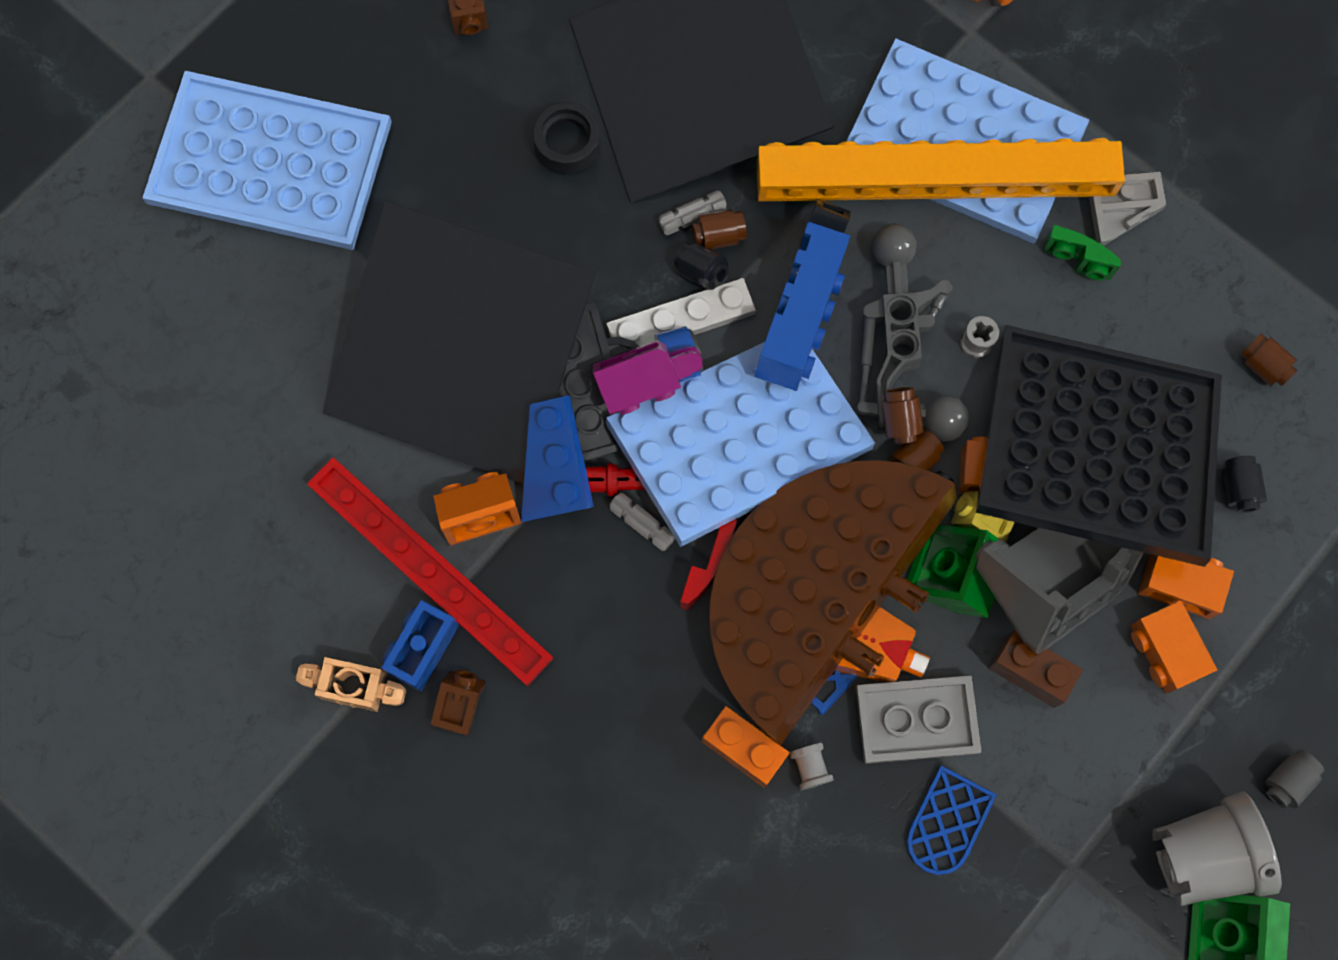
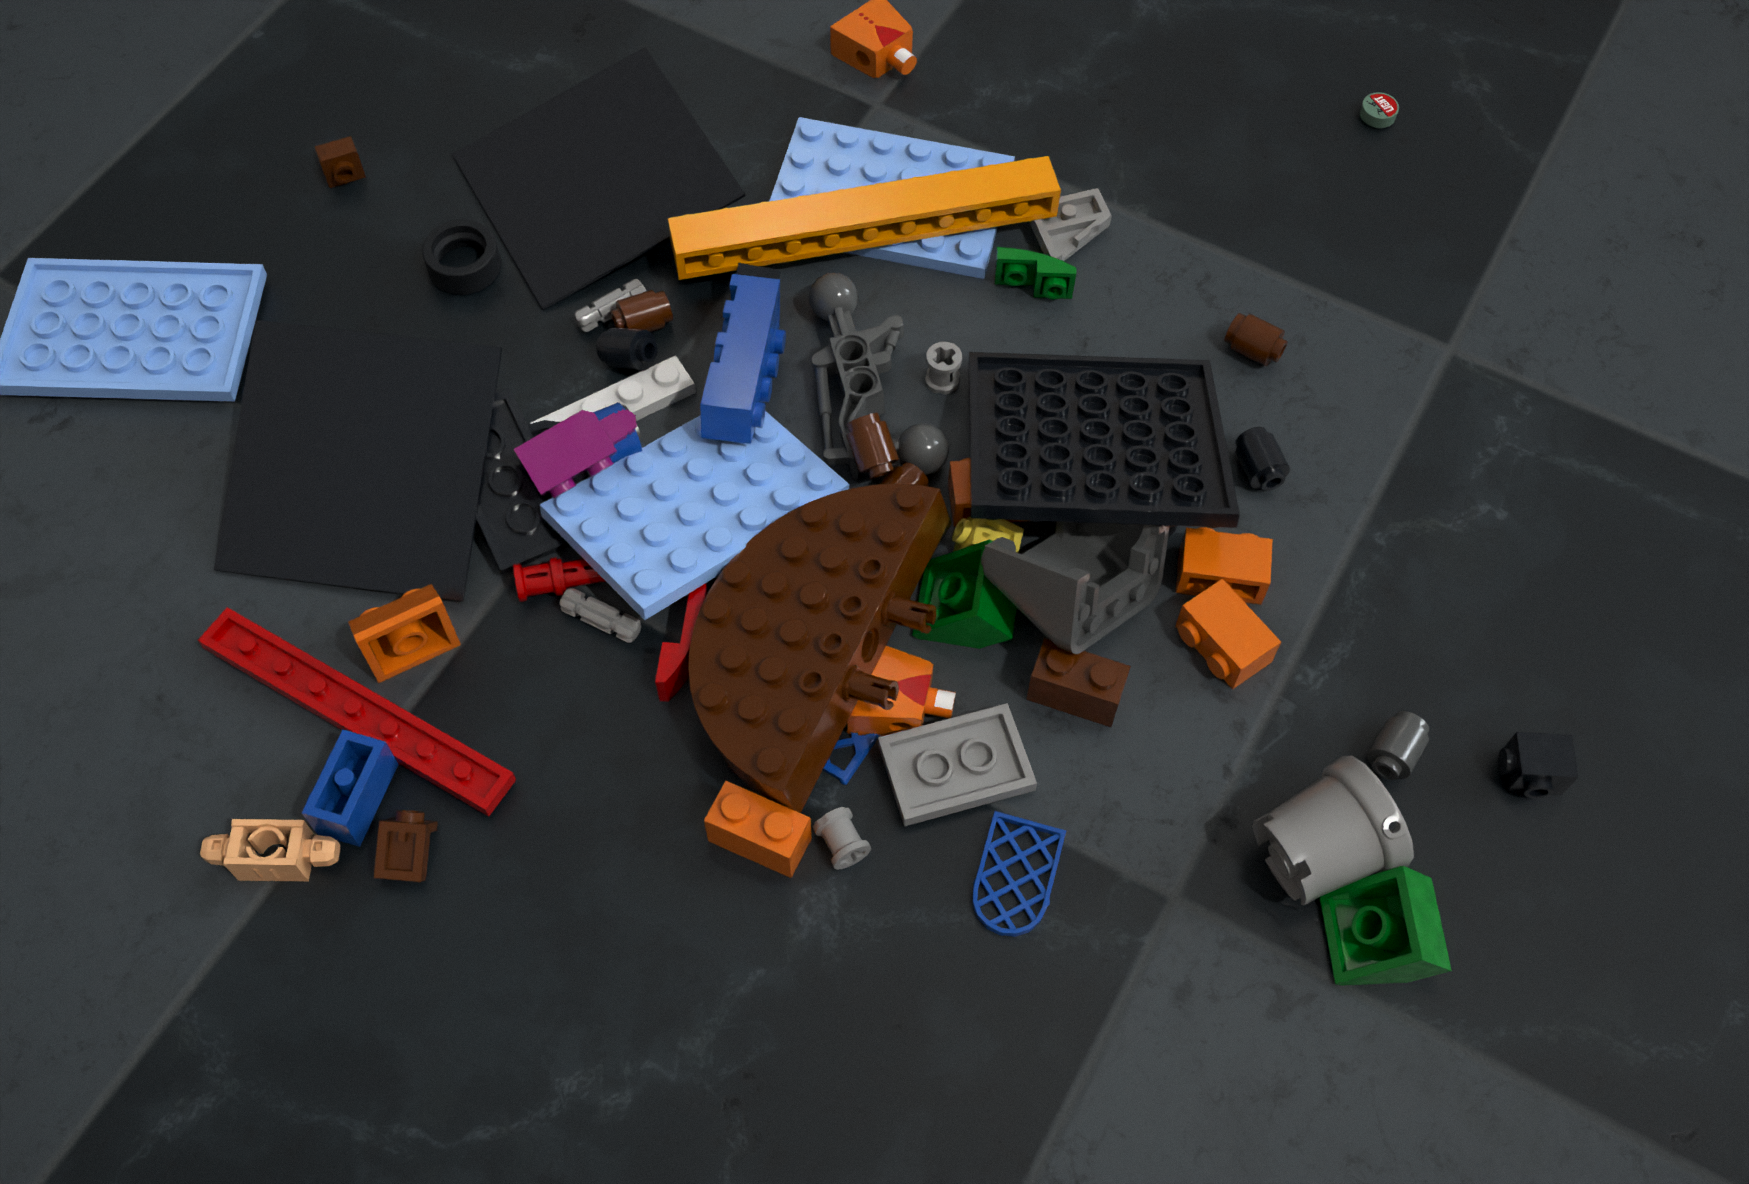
camera: 10 degrees left, 15 degrees down
(554, 462) = (486, 564): blue wing -> none

